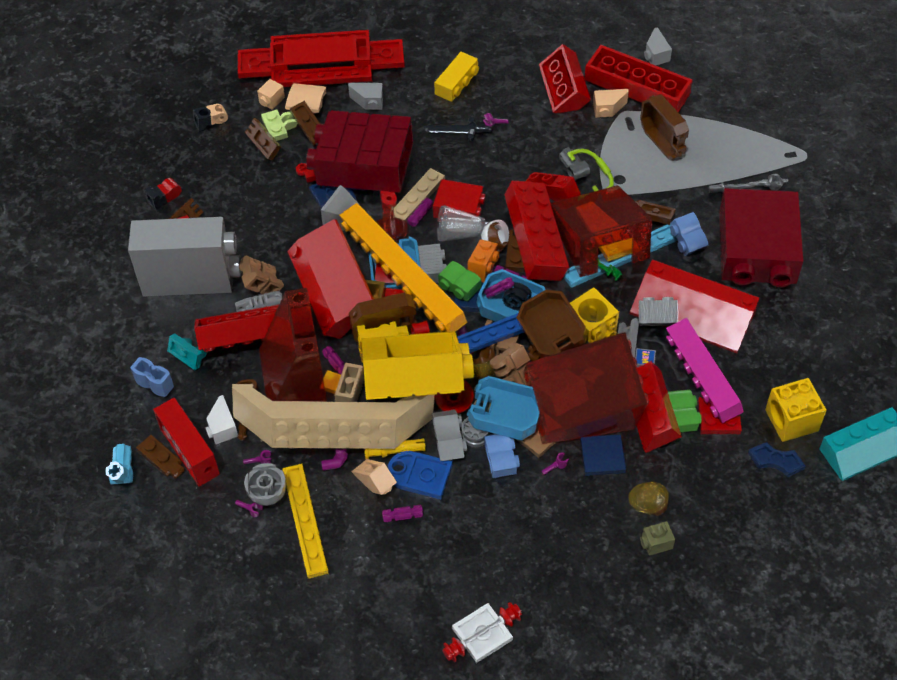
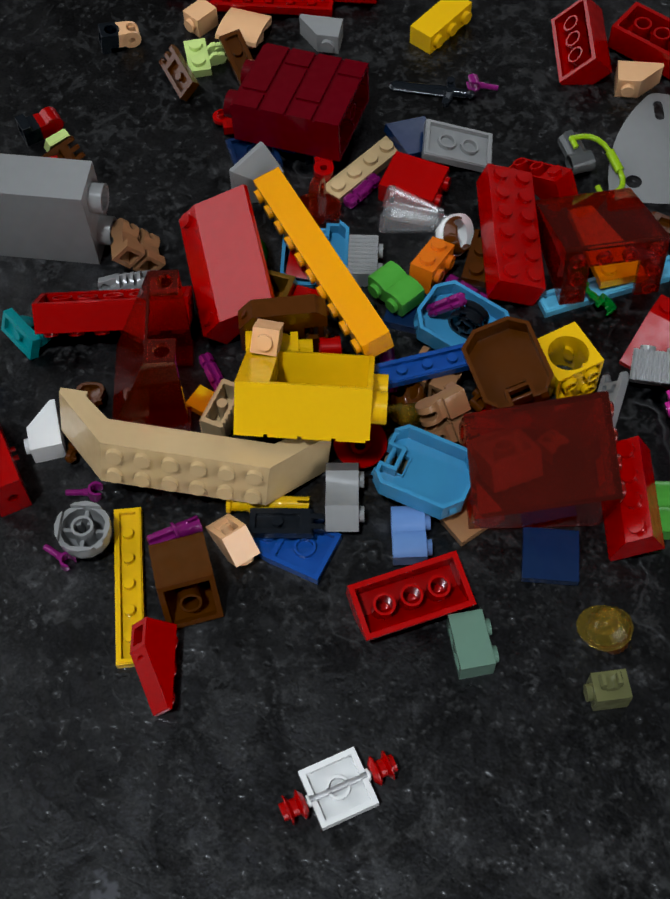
camera: 10 degrees right, 5 degrees up
(178, 203) = (55, 139): none -> yellowish green tile
(331, 477) = (184, 528): none -> magenta axle
(335, 566) = (154, 658): none -> red slope
(337, 460) = (189, 509): magenta arm -> none
(346, 509) = (185, 580): none -> reddish brown slope
(375, 328) = (266, 337): none -> light nougat brick
(402, 513) = (261, 597): magenta axle -> none
(411, 458) = (285, 523): none -> black hinge
(453, 167) = (407, 135): none -> dark blue tile
(473, 436) = (374, 503): light grey wheel -> none
(485, 169) = (456, 145): none -> light grey tile
(509, 495) = (410, 596): none -> red slope
(557, 464) = (485, 559): magenta hand -> none
(558, 522) = (471, 643): none -> sand green brick
(644, 356) = (630, 426): tile -> none

